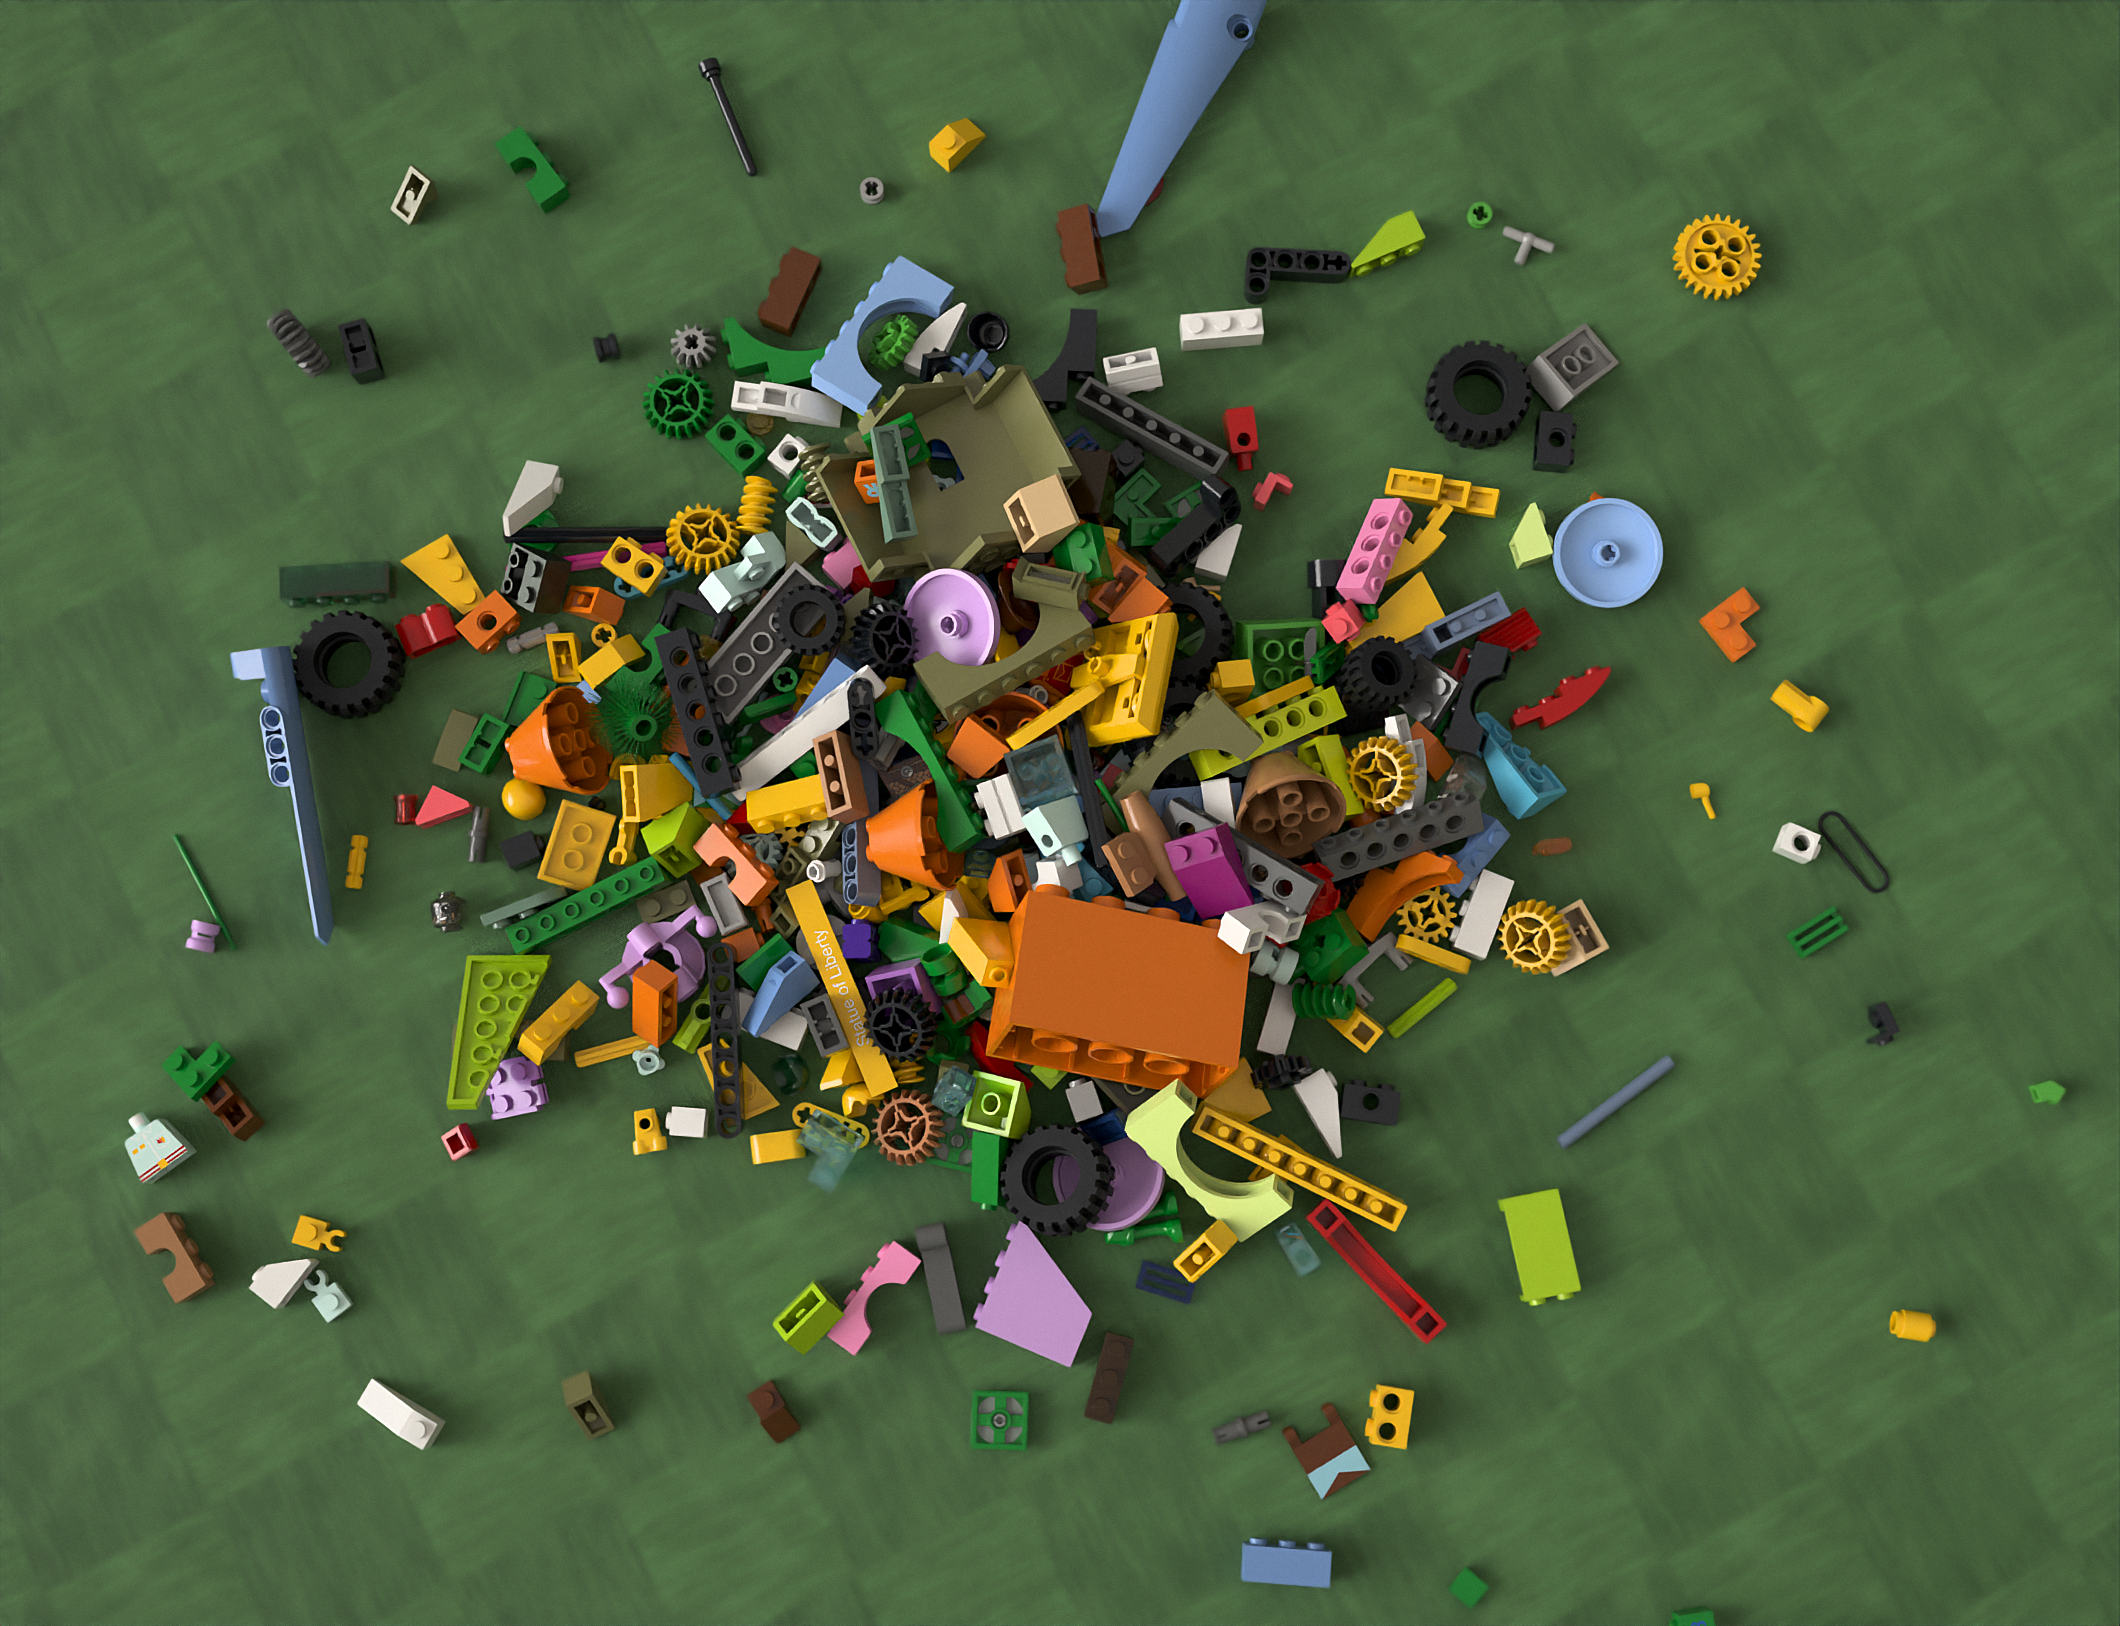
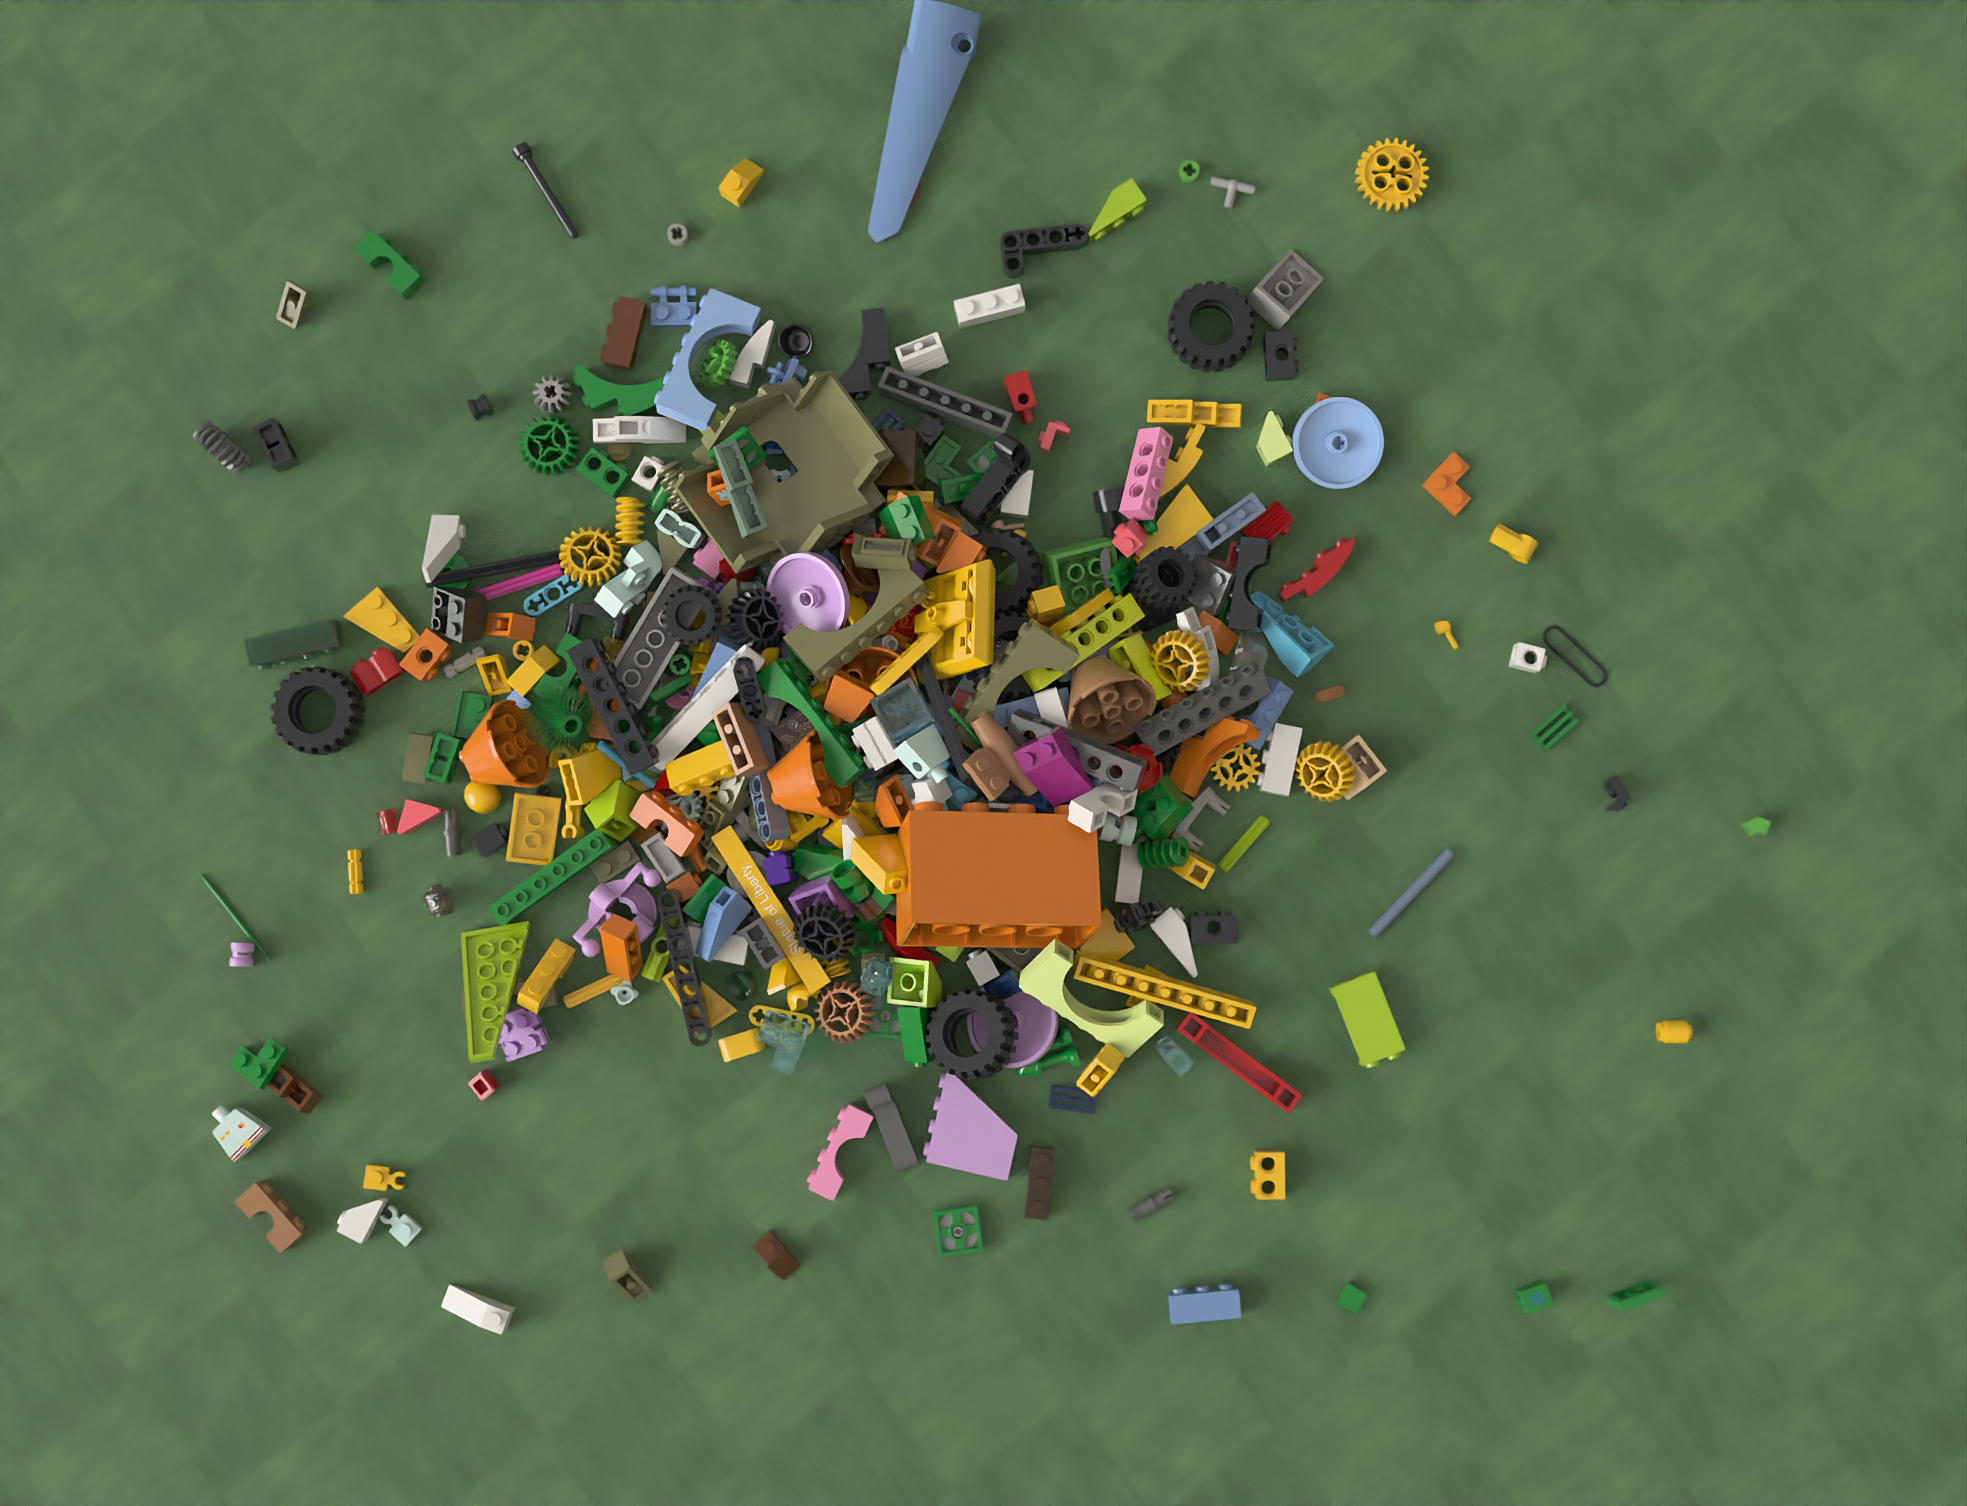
camera: 10 degrees left, 5 degrees up
(281, 693) = (263, 740): medium blue panel -> none
(524, 908) = (499, 888): sand green plate -> none
(631, 570) = (536, 593): yellow brick -> none
(648, 1139) = (637, 1056): yellow plate -> none
(688, 1122) = (665, 1037): white brick -> none
(808, 1317) = (790, 1177): lime slope -> none
(820, 870) = (737, 816): white pin -> none
(851, 279) = (673, 313): none -> medium blue plate
(933, 364) = (756, 378): black plate -> none
(1041, 514) = (867, 495): tan slope -> none
(1081, 249) = (861, 257): reddish brown brick -> none
(1328, 1456) = (1225, 1214): reddish brown flag -> none
(1433, 954) = (1245, 799): yellow beam -> none

